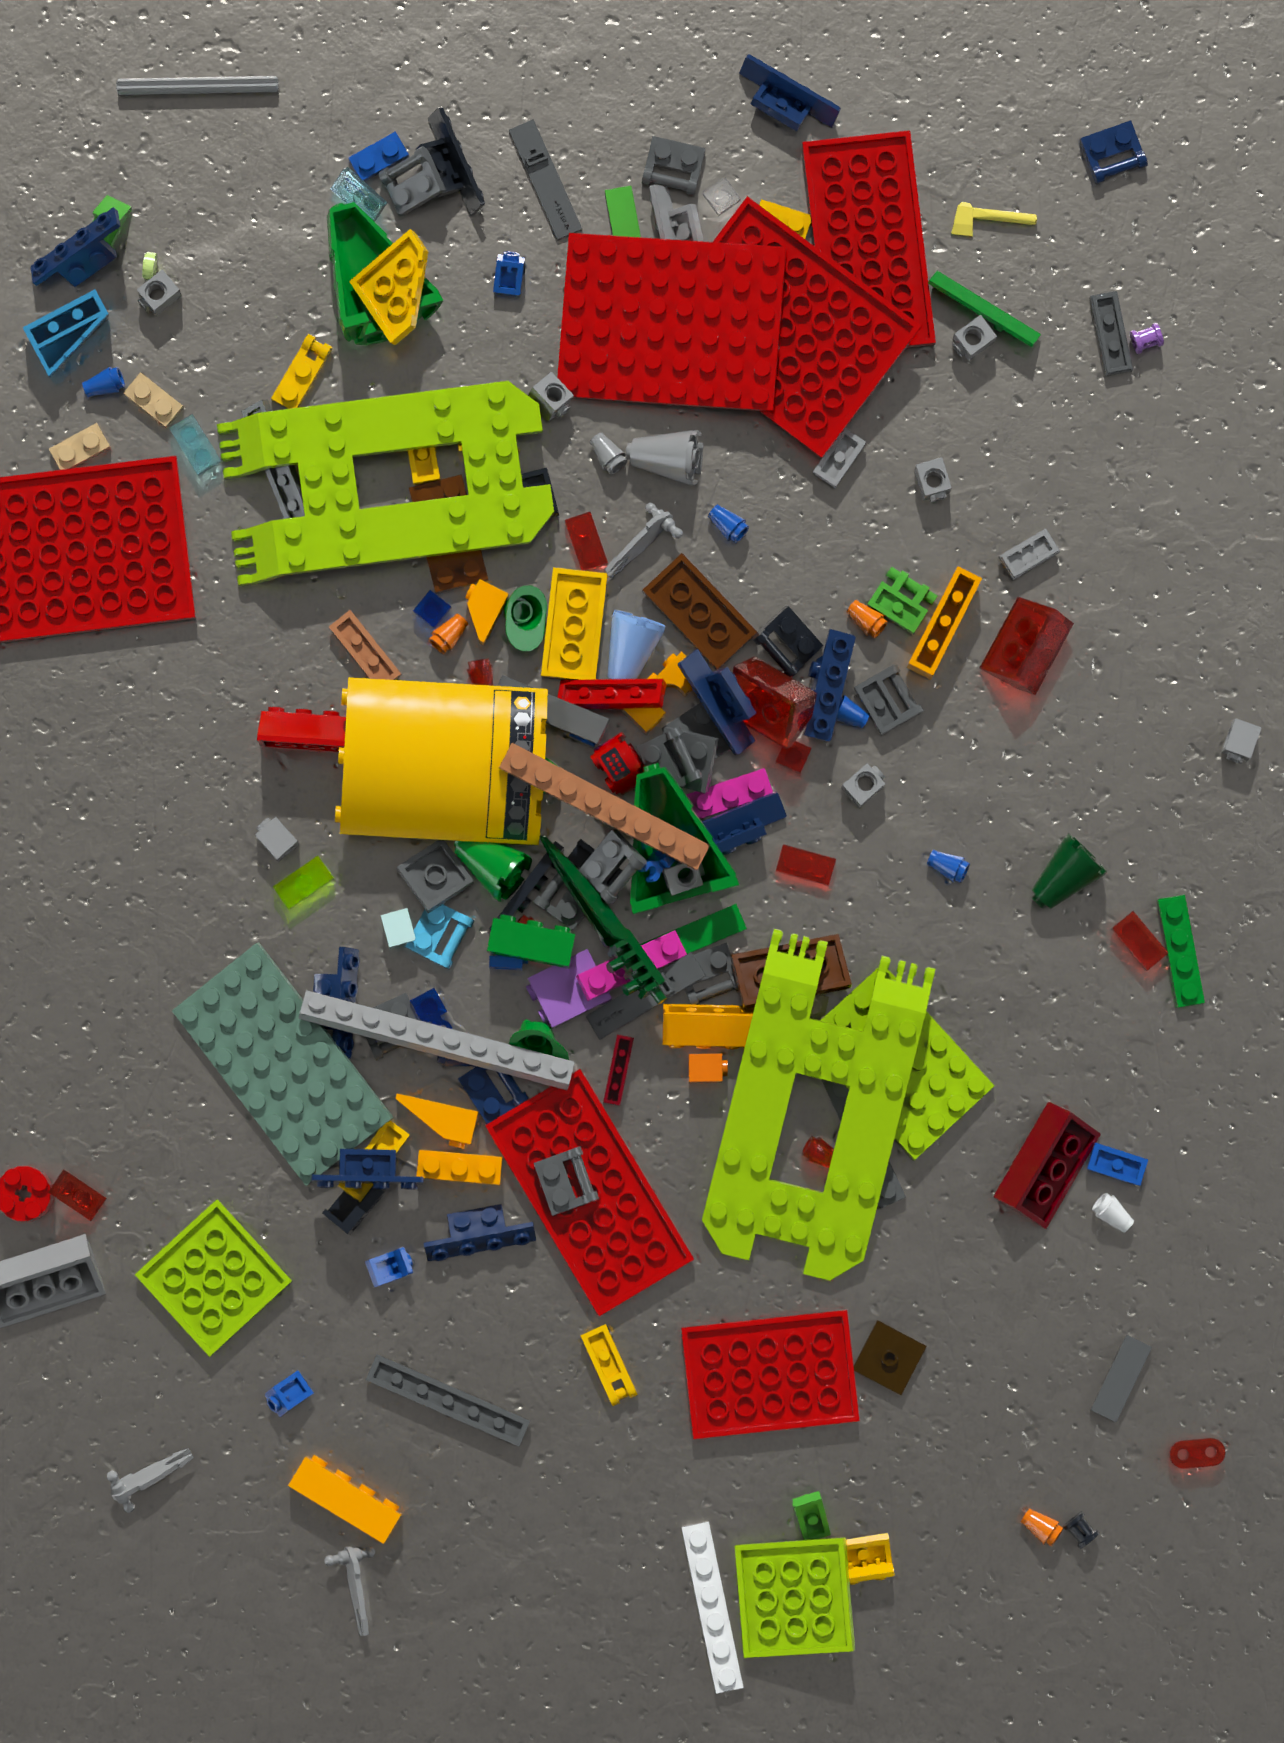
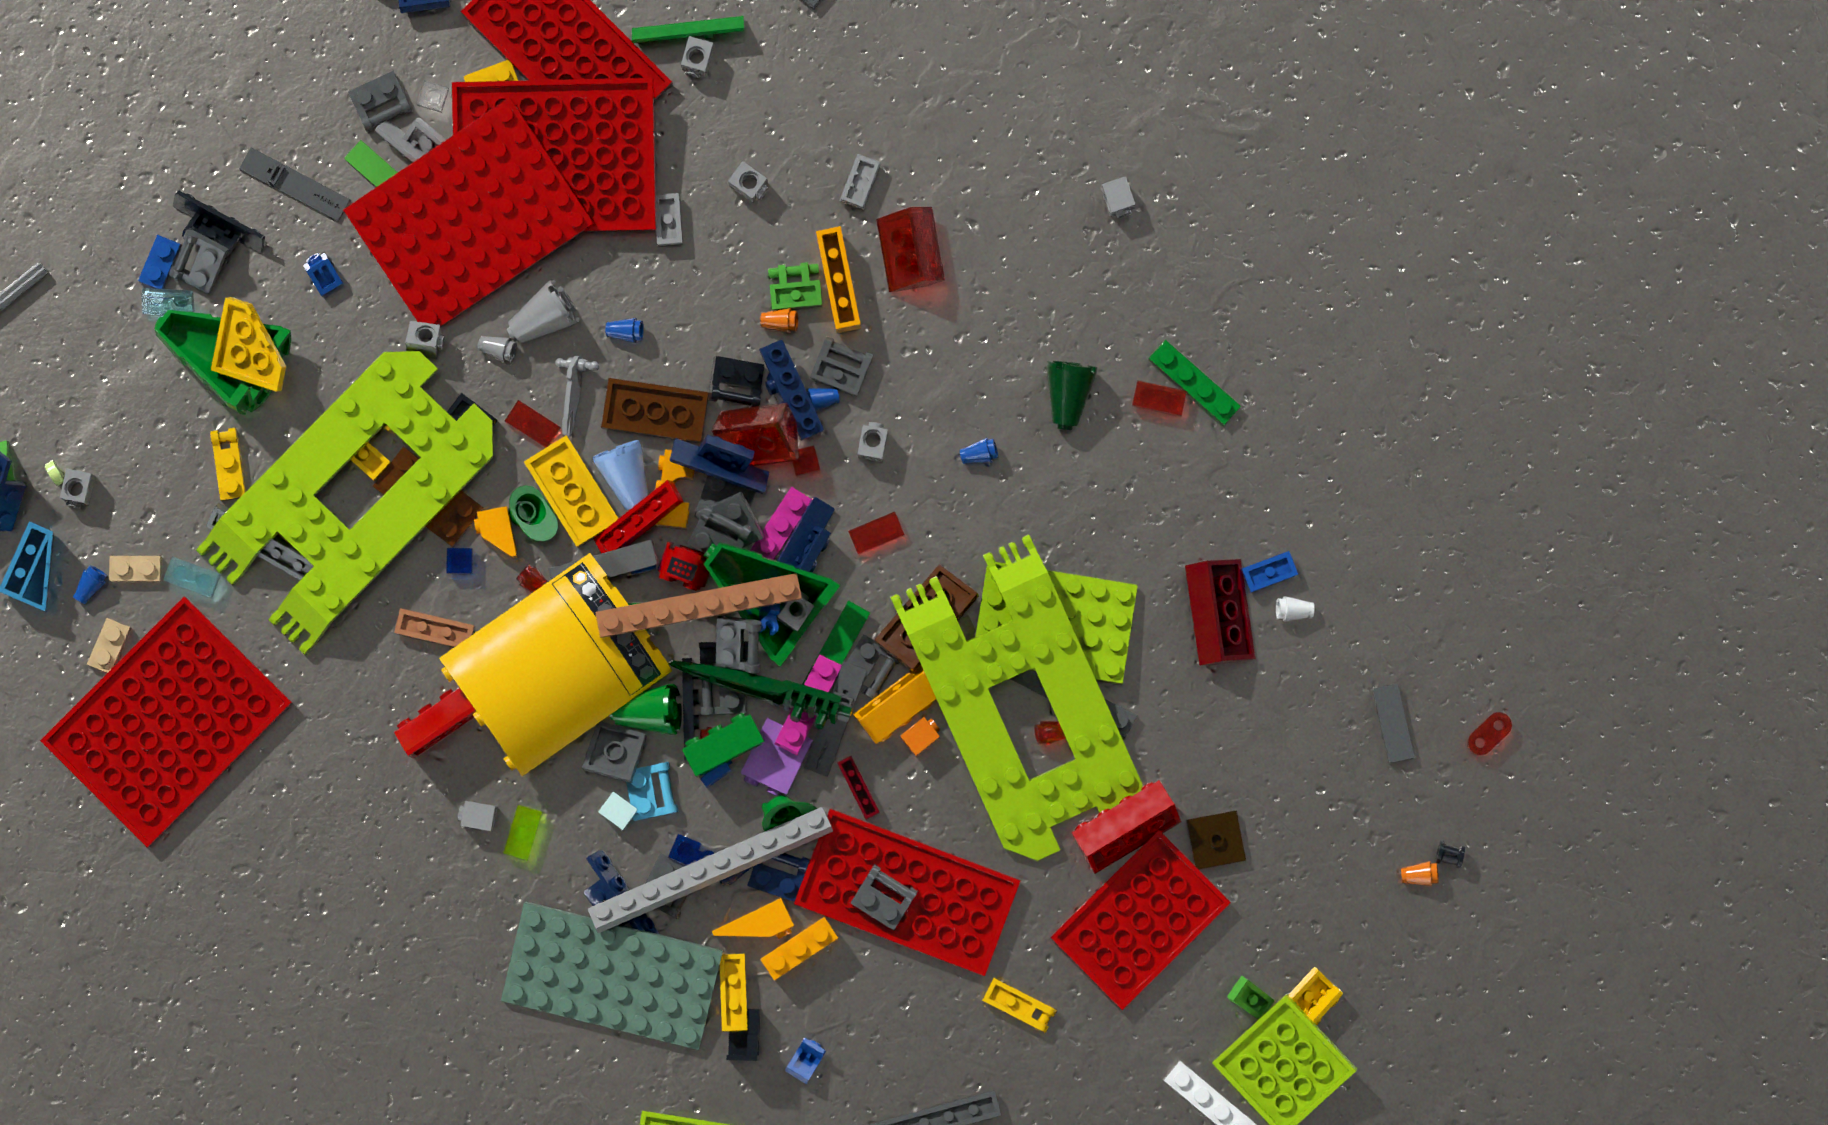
camera: 30 degrees left, 0 degrees up
(367, 1167) = (734, 1000): dark blue bracket -> none
(448, 634) = (485, 569): orange cone -> none
(477, 1232) = (849, 984): dark blue bracket -> none
(821, 1284) = (1126, 826): none -> red slope

